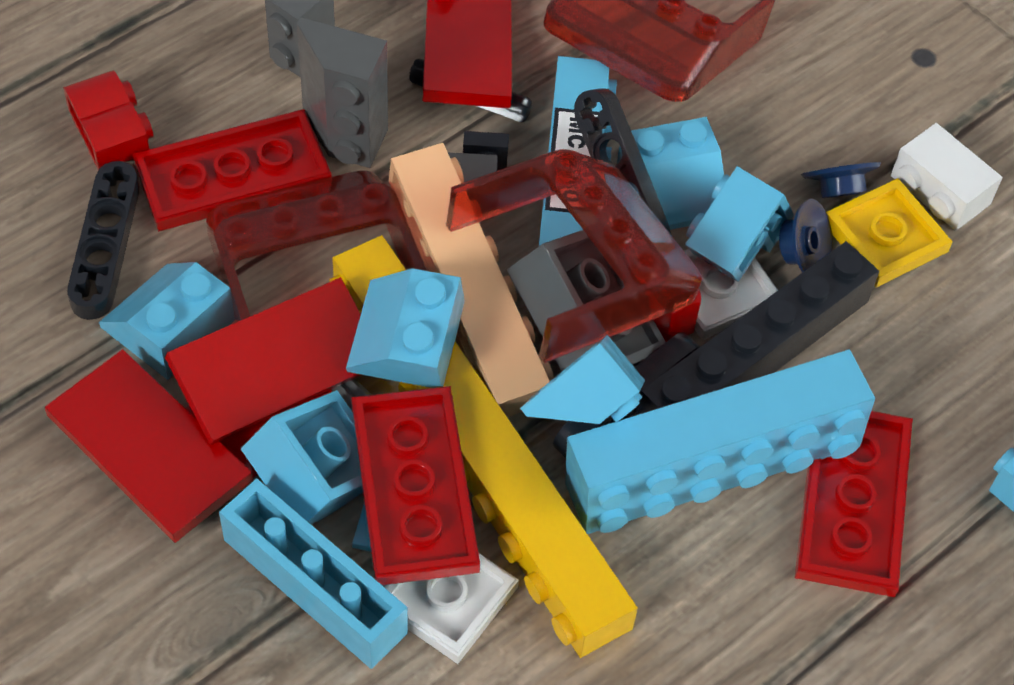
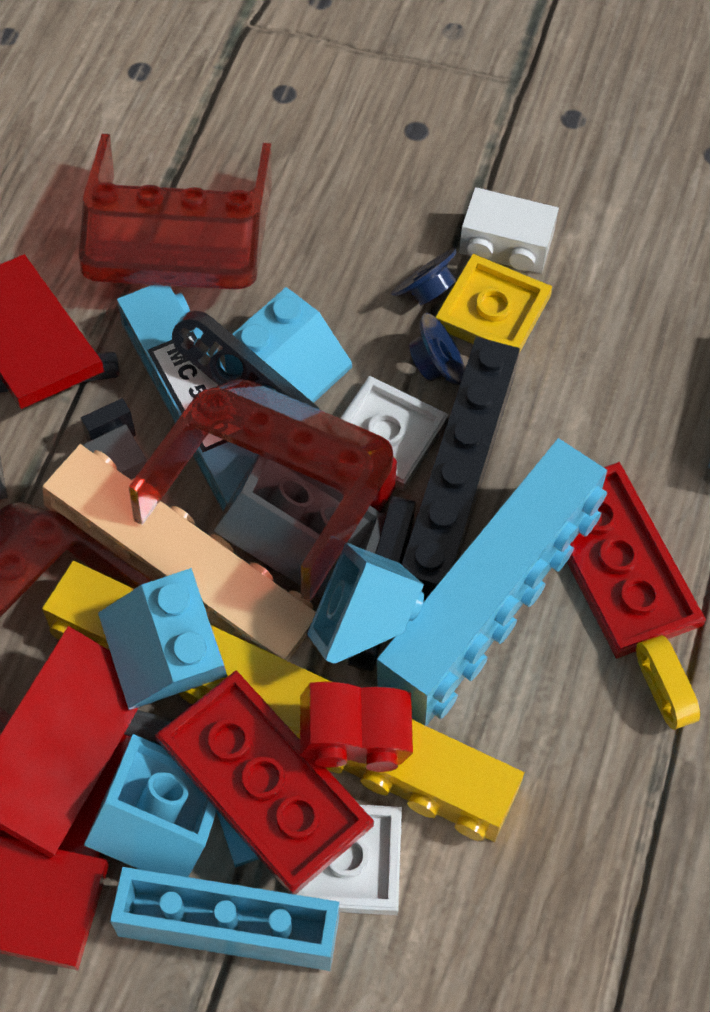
camera: 30 degrees left, 5 degrees up
(516, 480) = (355, 725): none -> red brick
(738, 223) = (377, 371): medium azure brick -> none
(823, 619) = (668, 682): none -> yellow beam

